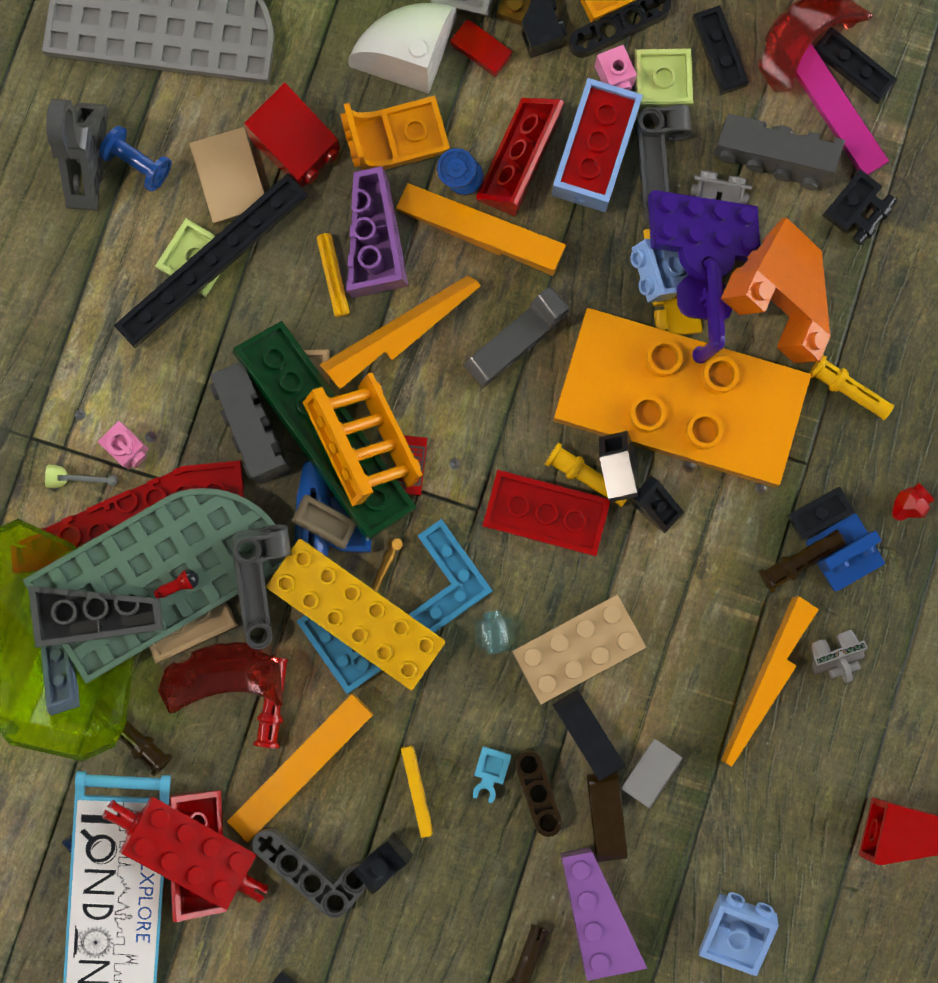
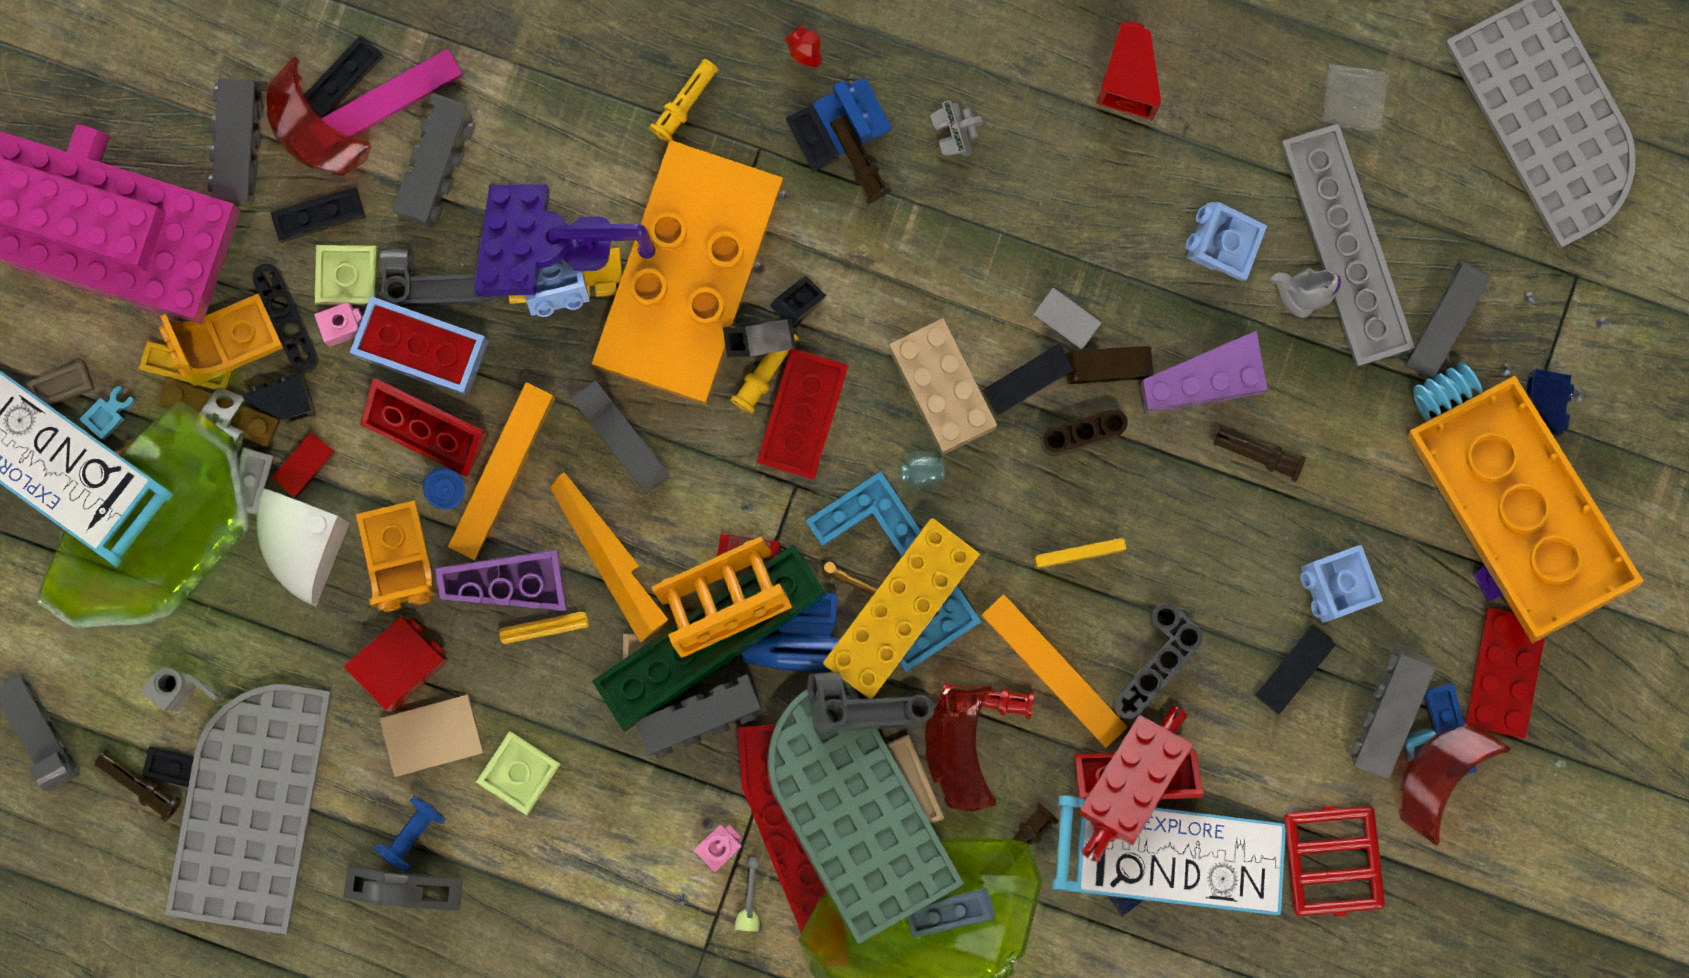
camera: 90 degrees left, 0 degrees up
(81, 616) = (897, 878): dark grey wedge -> none
(186, 580) = (862, 778): red piece -> none
(211, 260) = (524, 754): black tile -> none
(324, 521) = (806, 638): dark tan tile -> none
(383, 863) = (1150, 588): black slope -> none
(491, 768) = (1059, 477): medium azure plate -> none
(731, 189) = (469, 210): light grey hinge -> none
(772, 676) = (974, 195): light orange slope -> none
(791, 275) = (571, 153): orange wedge -> none
(853, 200) = (490, 88): black plate -> none

